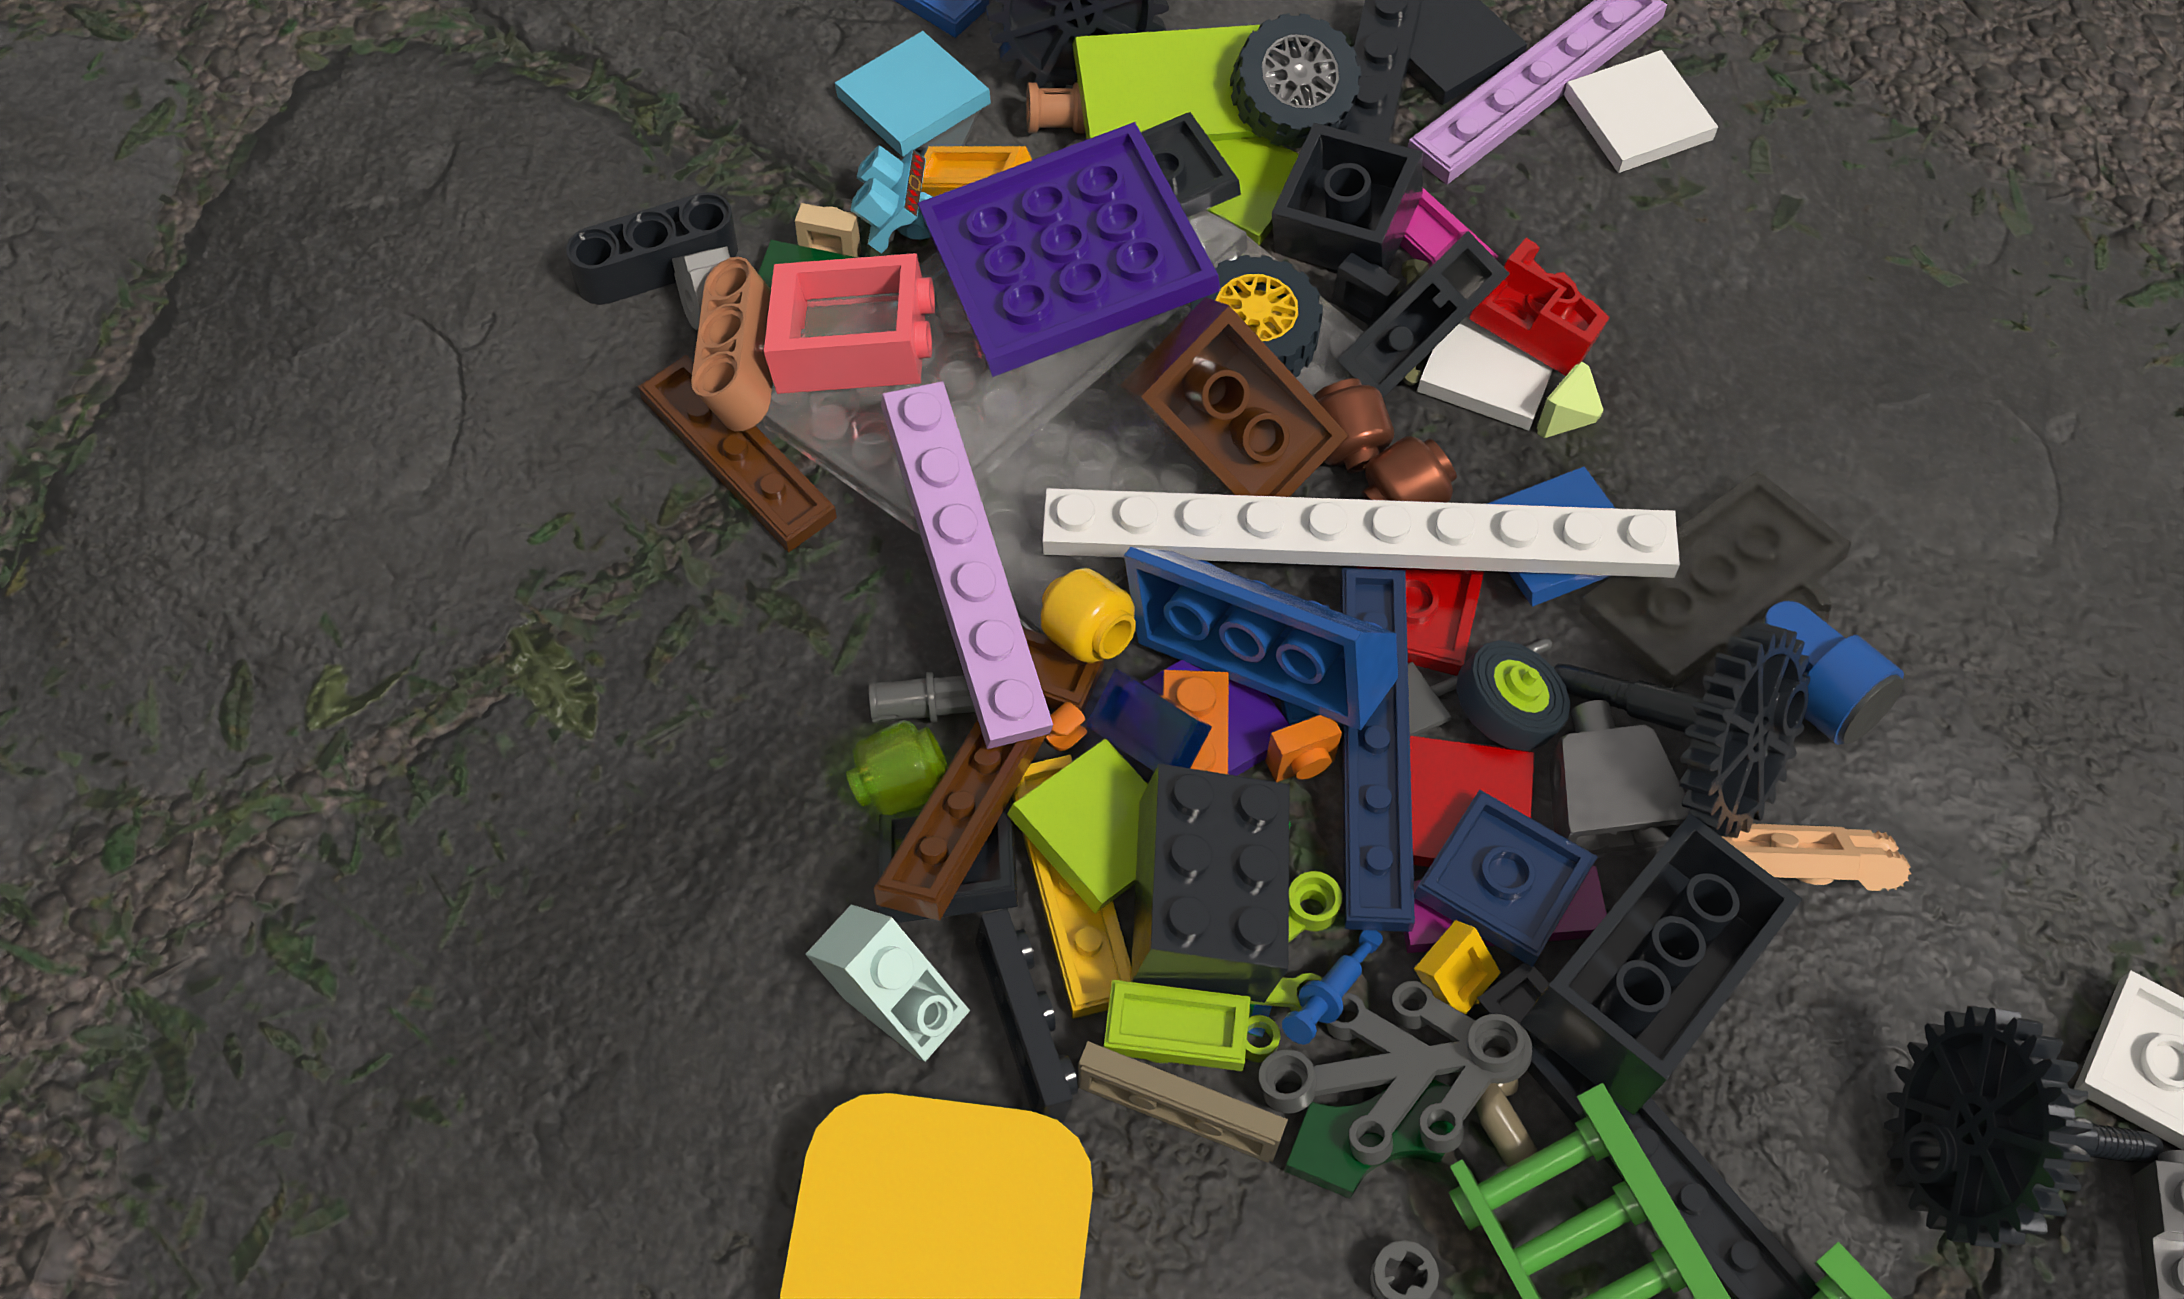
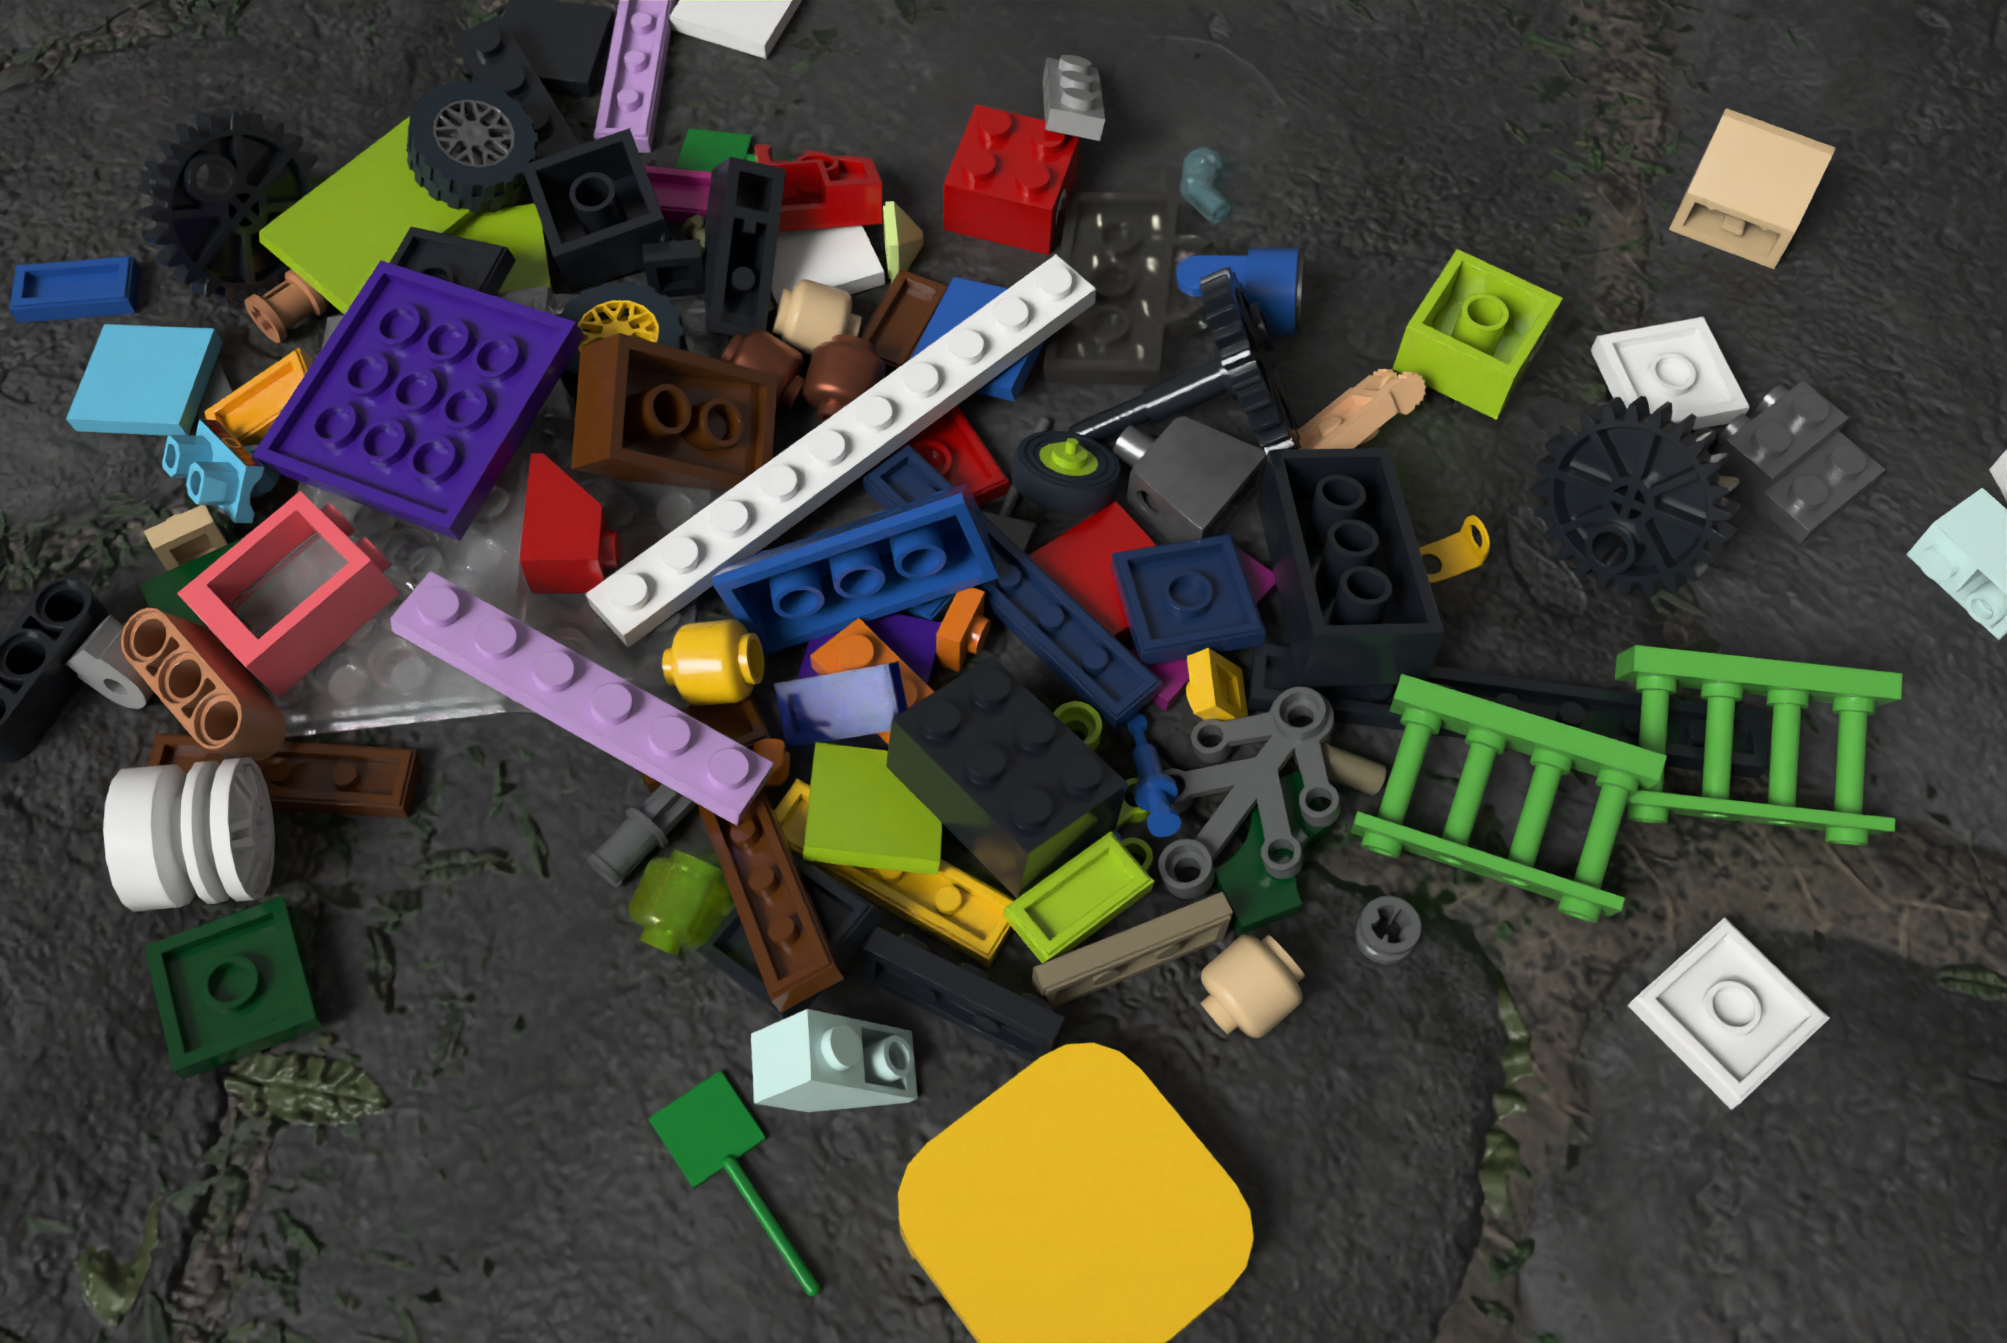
camera: 45 degrees left, 0 degrees up
(570, 570) = (232, 987): none -> dark green plate
(633, 441) = (189, 834): none -> white wheel
(766, 951) = (709, 1133): none -> green piece
(1071, 430) = (564, 533): none -> red slope
(1244, 1213) = (1251, 986): none -> tan head
(1436, 411) = (814, 315): none -> tan head
(1498, 222) = (707, 149): none -> green piece
(1508, 467) = (902, 318): none -> reddish brown tile
(1717, 422) = (1010, 180): none -> red brick
(1794, 1041) = (1459, 551): none -> yellow piece
(1837, 392) = (1073, 97): none -> light grey plate
(1890, 548) = (1198, 187): none -> clear light blue arm
(2006, 873) = (1476, 333): none -> lime brick

